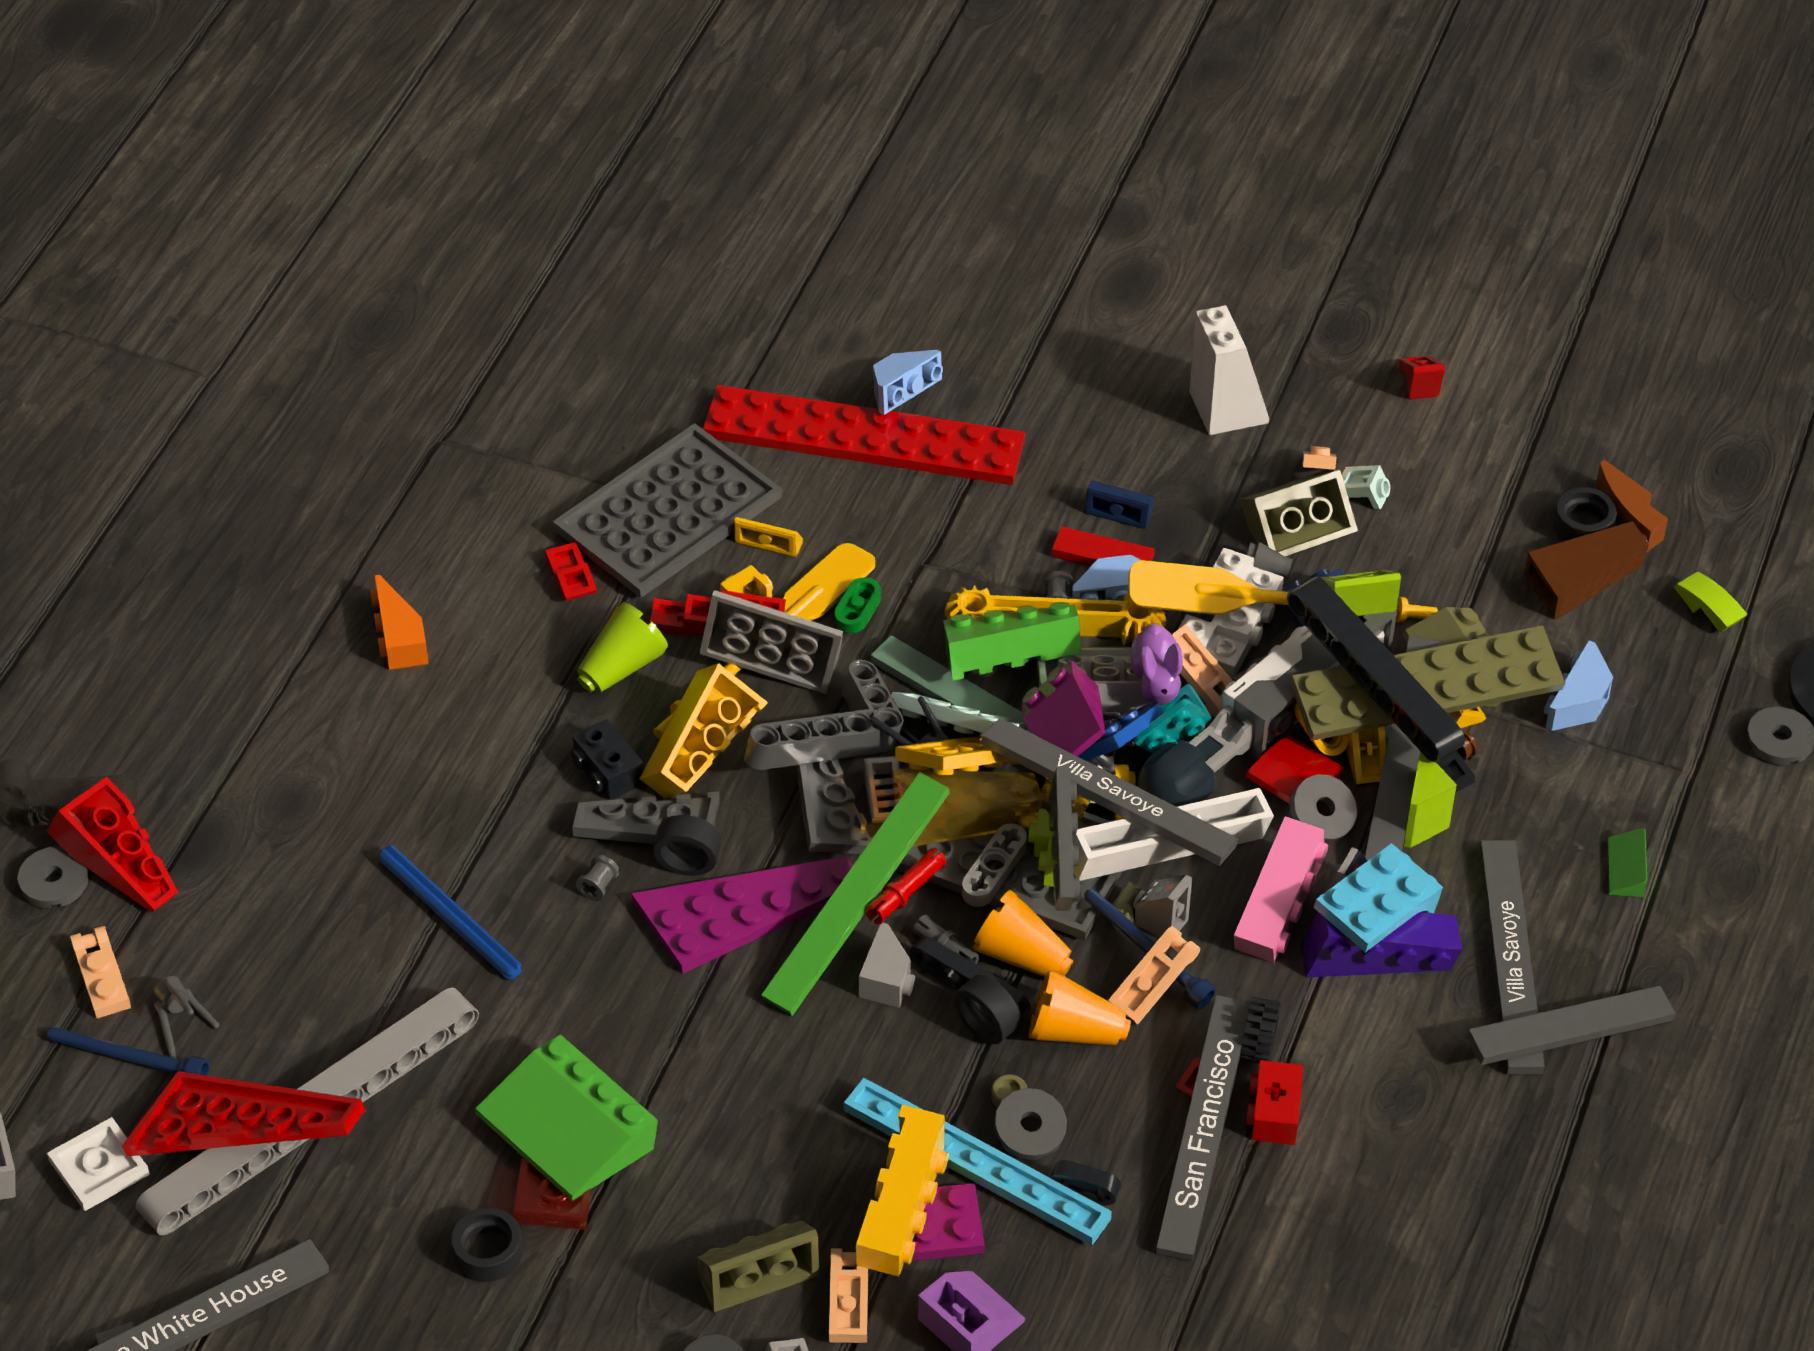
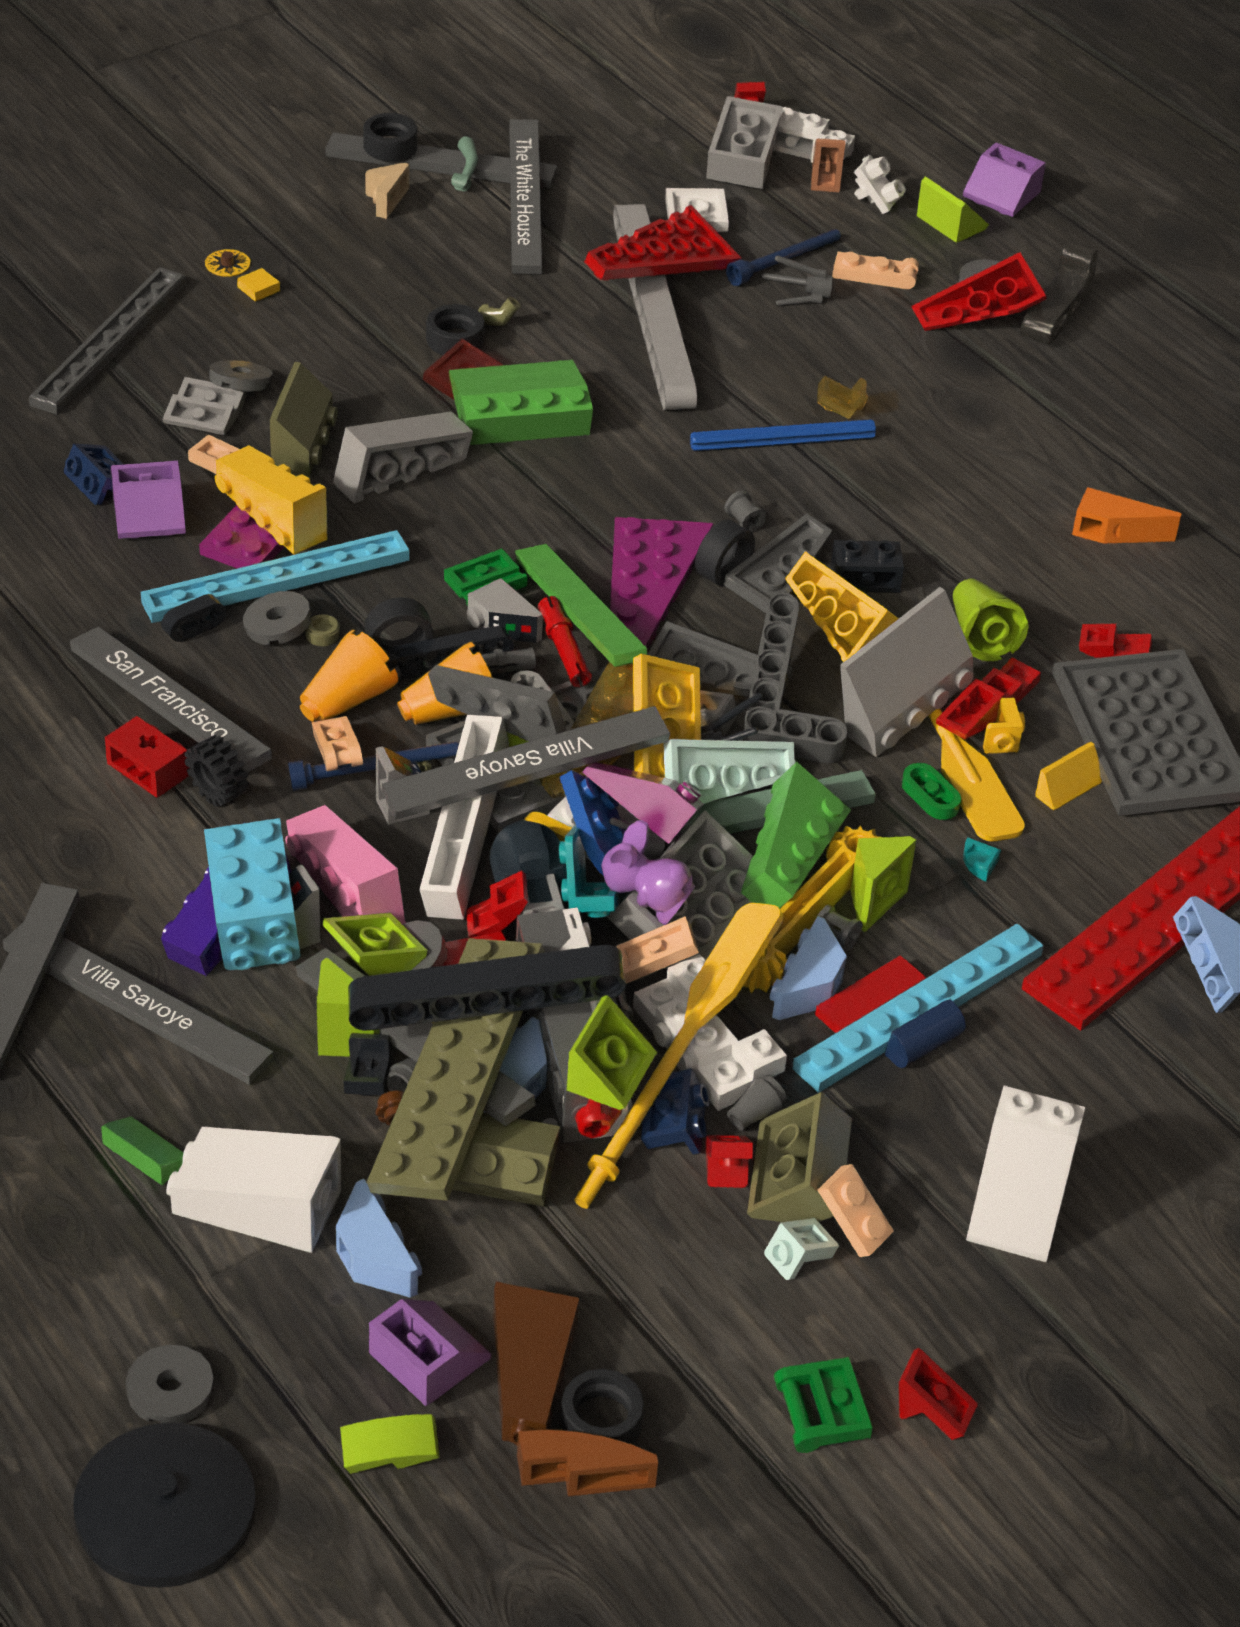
camera: 120 degrees right, 5 degrees down
(359, 887) = (840, 398): none -> clear yellow bracket
(428, 1224) = (501, 315): none -> olive arm
(732, 1161) = (398, 450): none -> light grey wedge
(846, 1010) = (483, 570): none -> green plate
(902, 554) = (980, 858): none -> teal tile
(1003, 568) = (880, 875): none -> lime slope
(1051, 514) = (958, 981): none -> medium azure plate
(1232, 766) = (497, 912): none -> red slope
(1328, 547) = (728, 1160): none -> red slope
(1346, 816) = (376, 942): none -> lime slope
(1466, 416) = (836, 1398): none -> green plate
(1603, 764) = (259, 1183): none -> white slope
(1630, 614) = (424, 1348): none -> medium lavender slope

